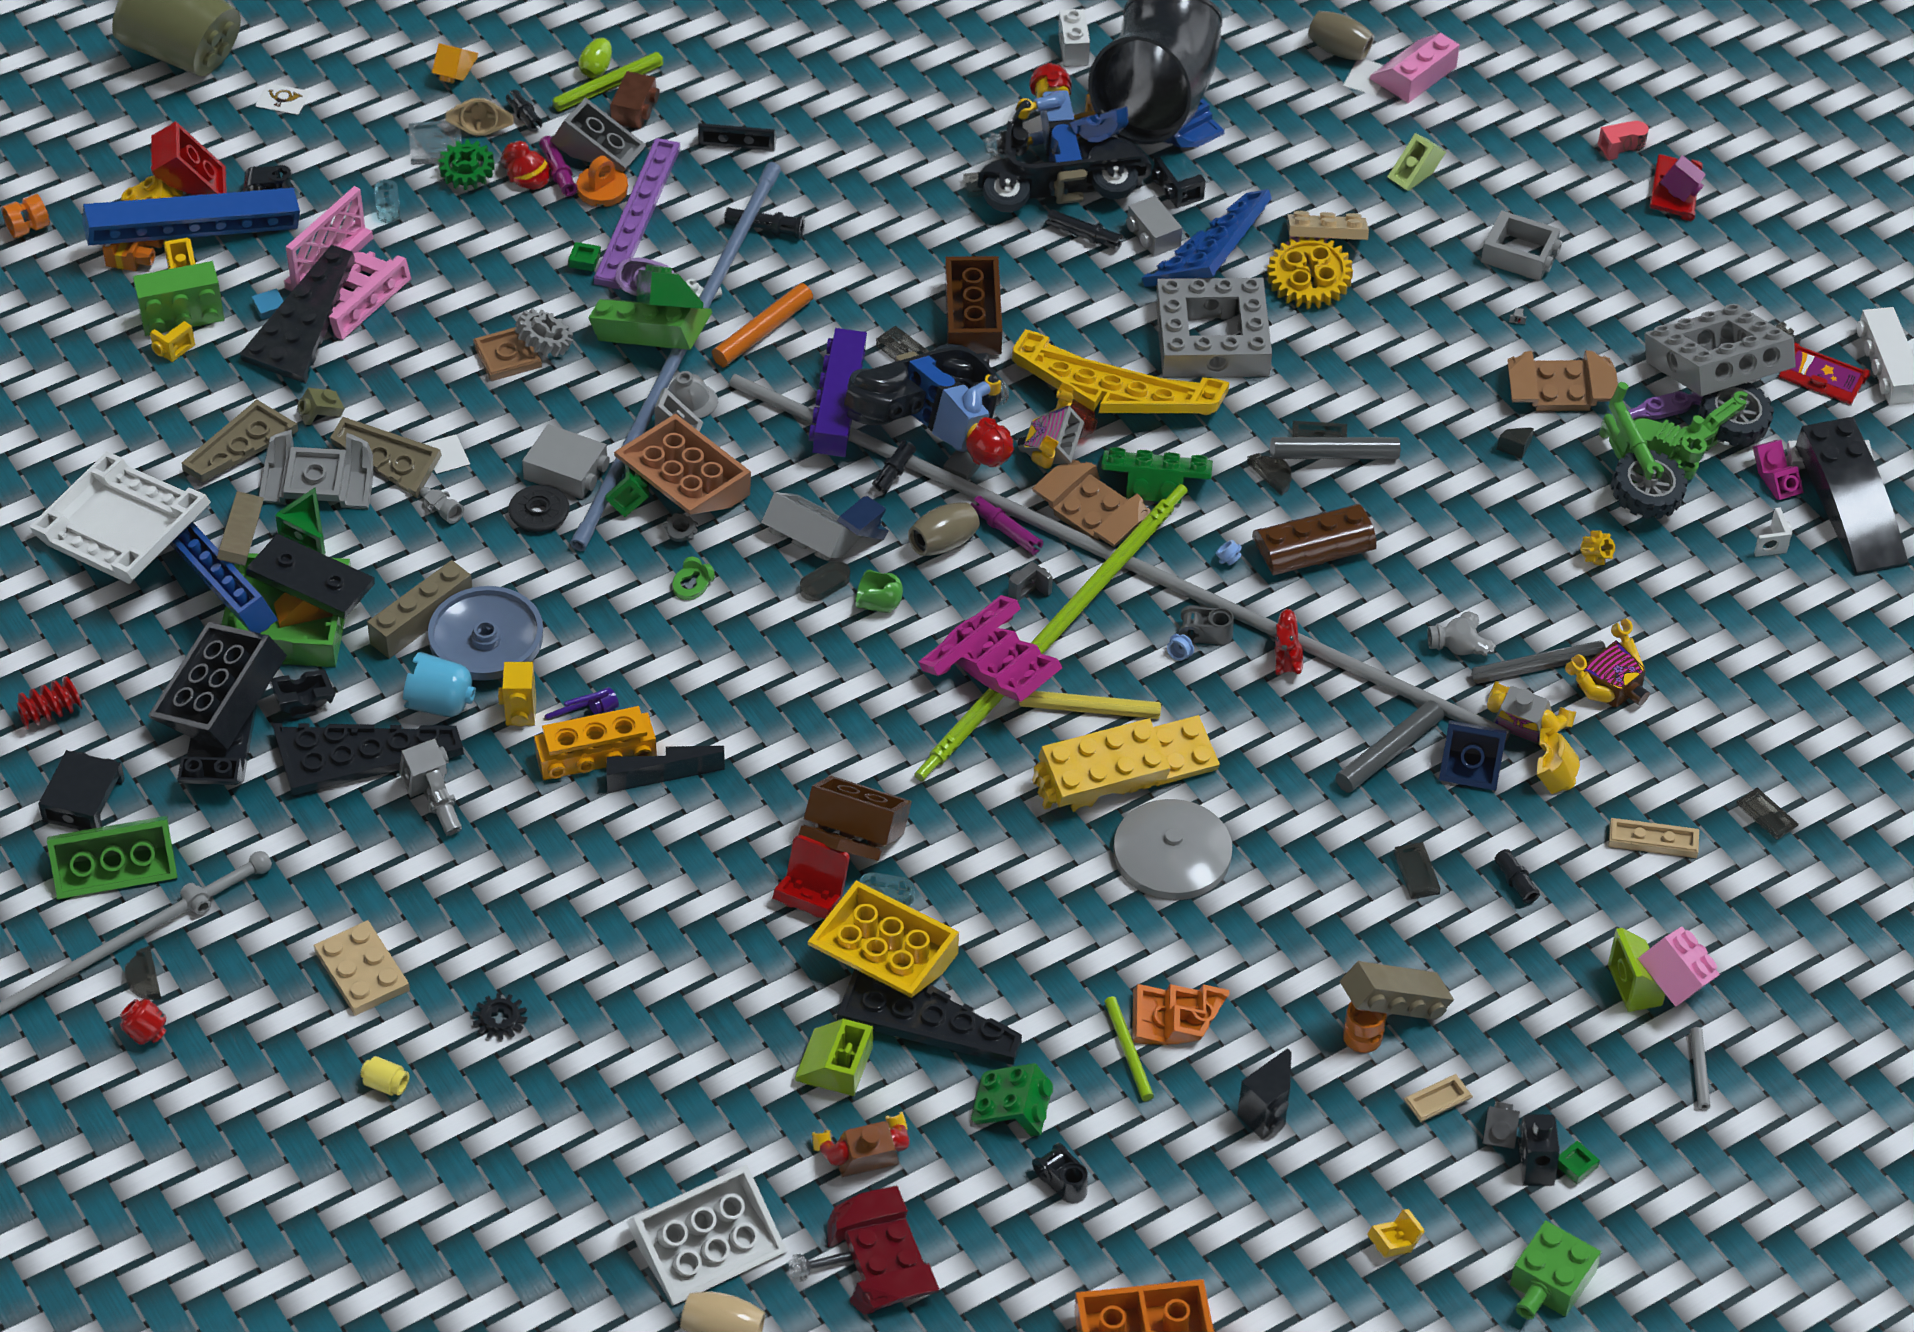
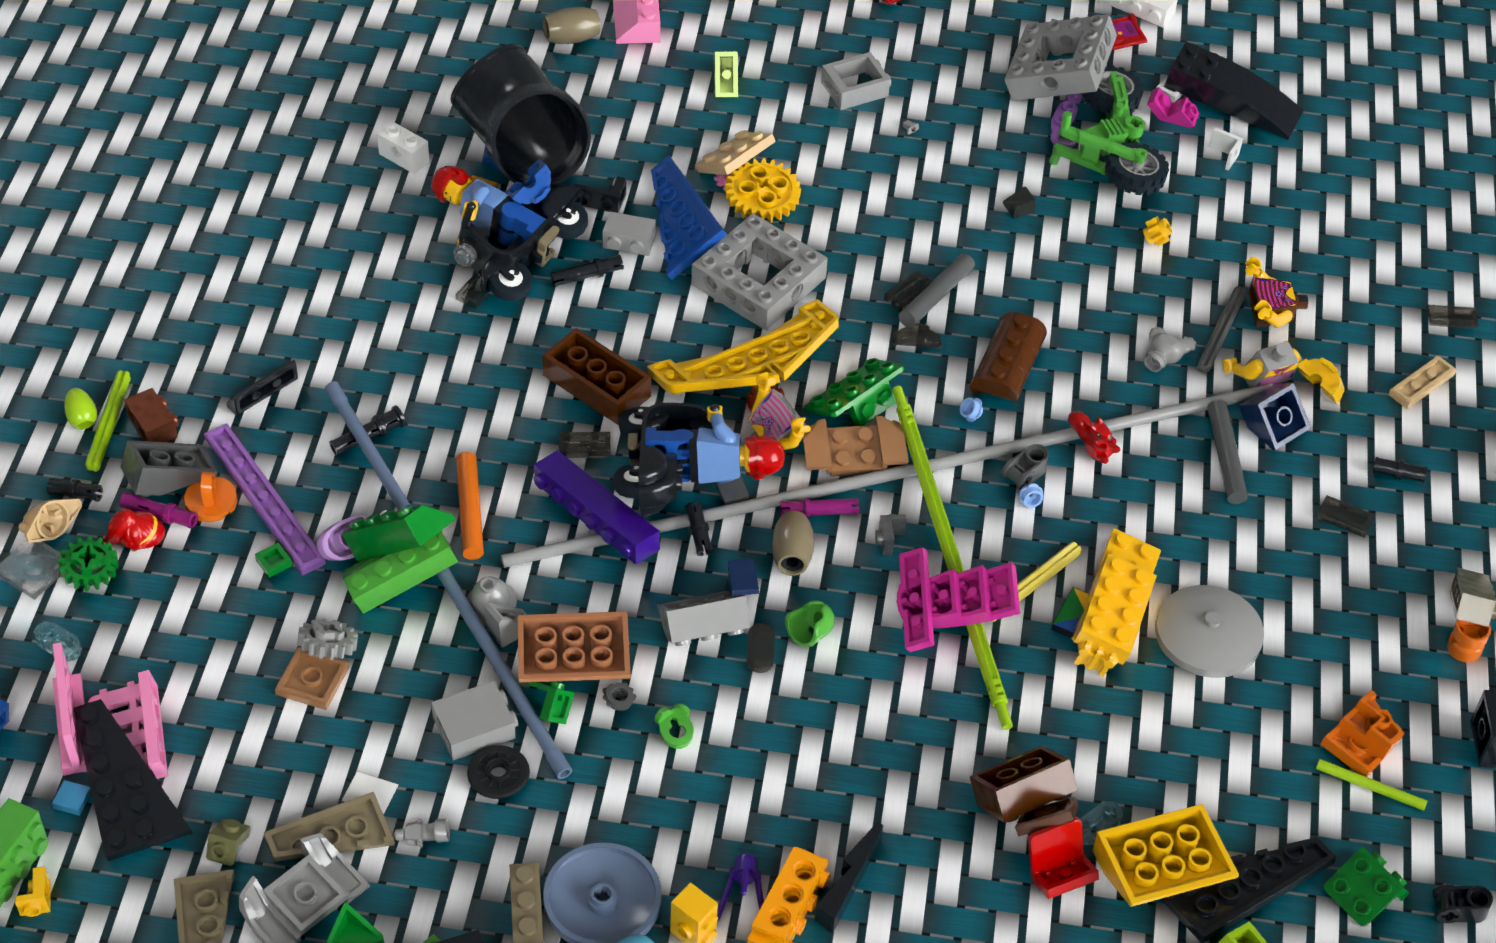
camera: 50 degrees left, 0 degrees up
(1360, 77) = (607, 44): white sticker -> none
(1562, 383) = (998, 146): medium nougat piece -> none

